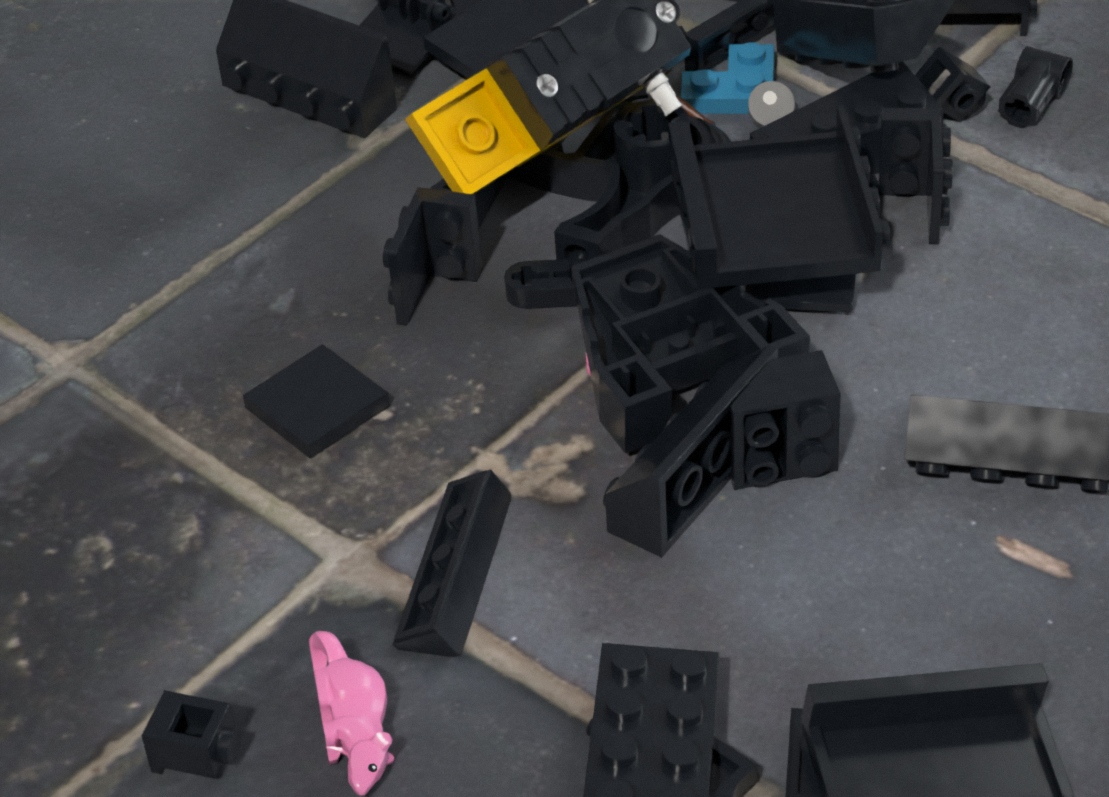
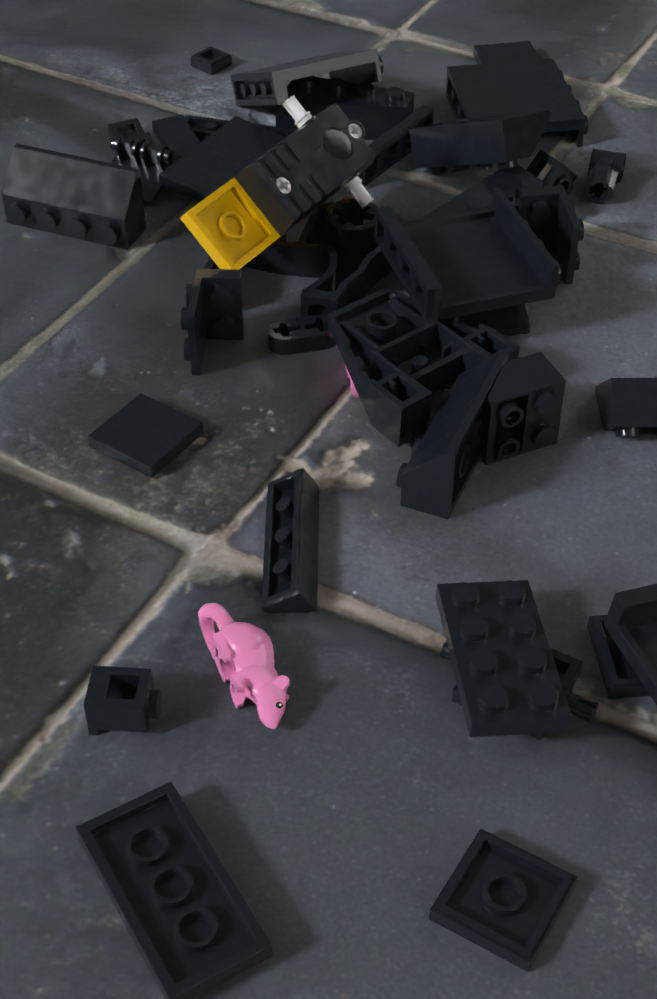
camera: 15 degrees left, 0 degrees up
(729, 90) = (398, 188): dark azure plate -> none
(770, 102) = (424, 200): light grey tile -> none

